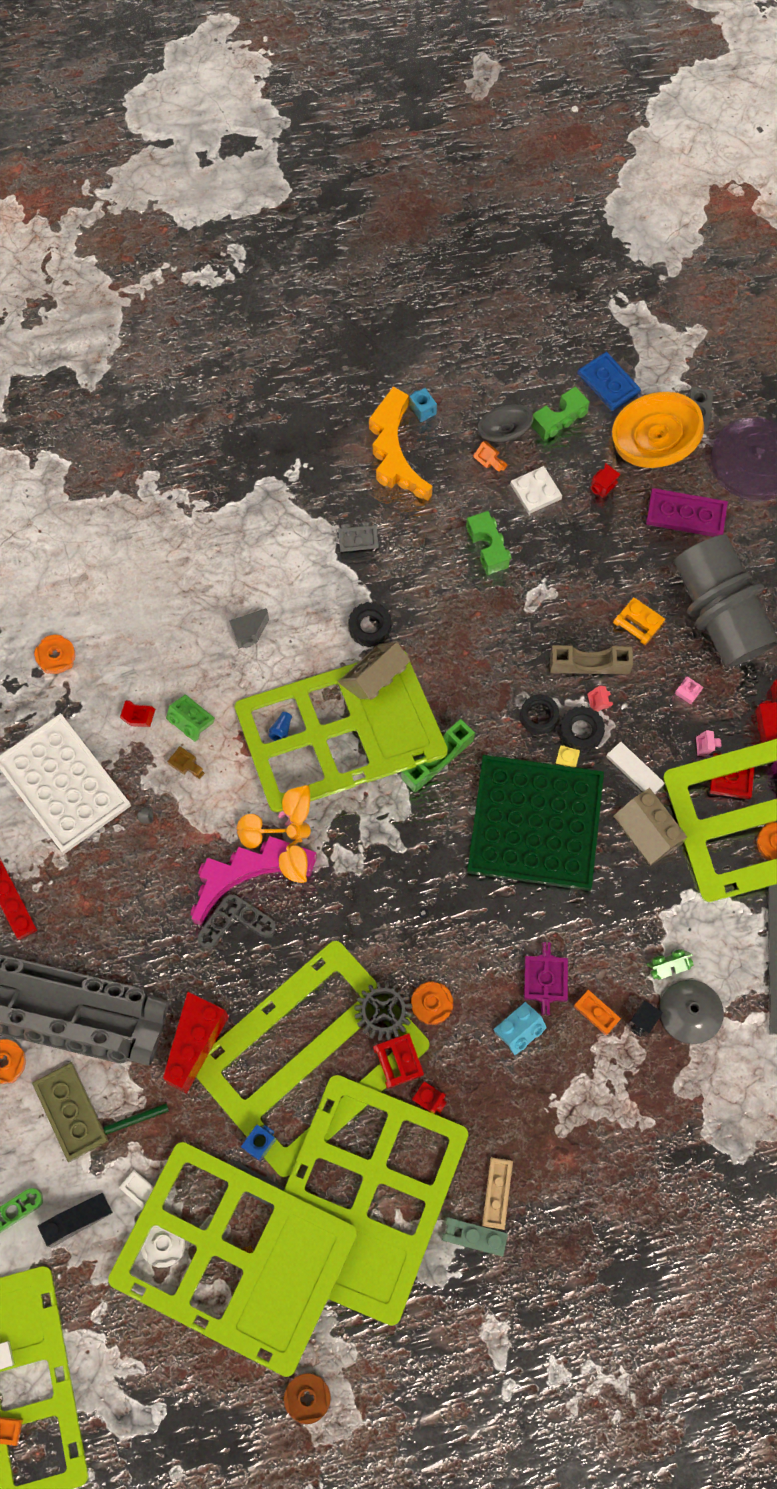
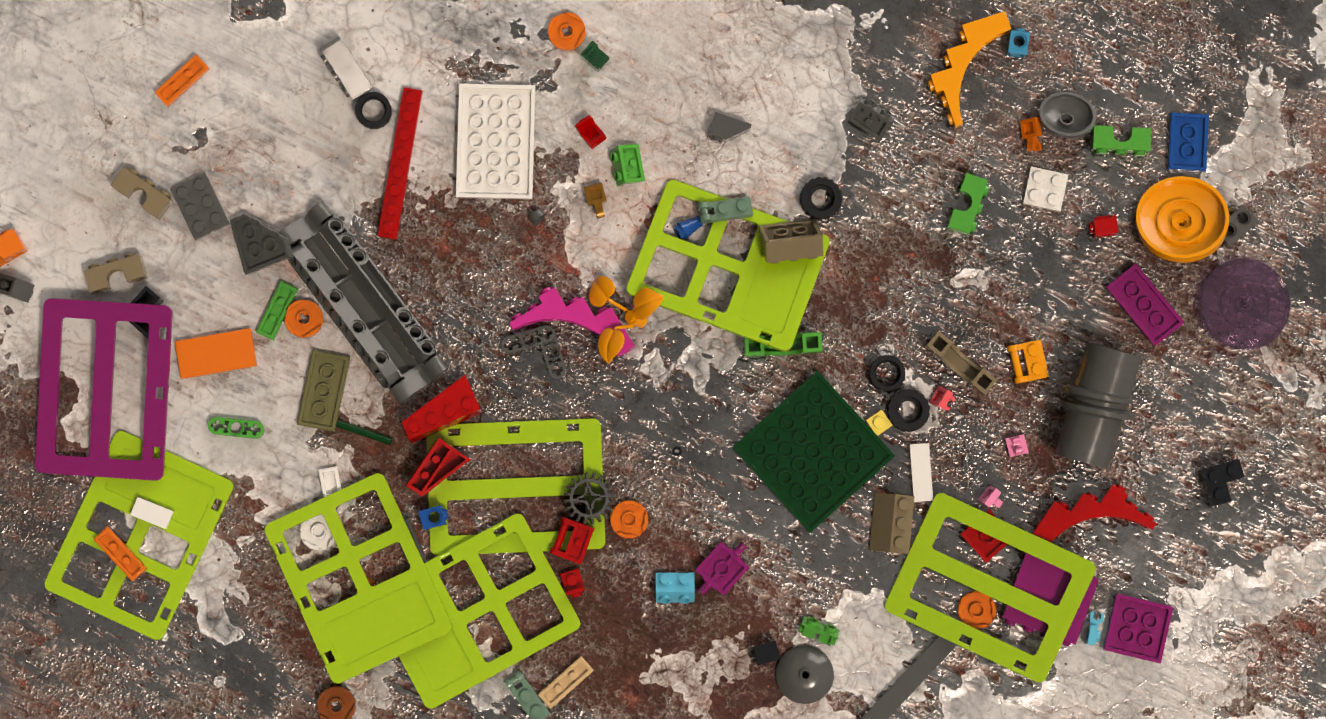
camera: 40 degrees right, 15 degrees up
(74, 1220) = (273, 468): black slope -> none
(93, 657) = (594, 56): none -> clear green panel
(225, 1092) = (435, 467): none -> red wedge
(300, 689) = (725, 210): none -> sand green plate
(597, 1012) = (737, 621): orange plate -> none

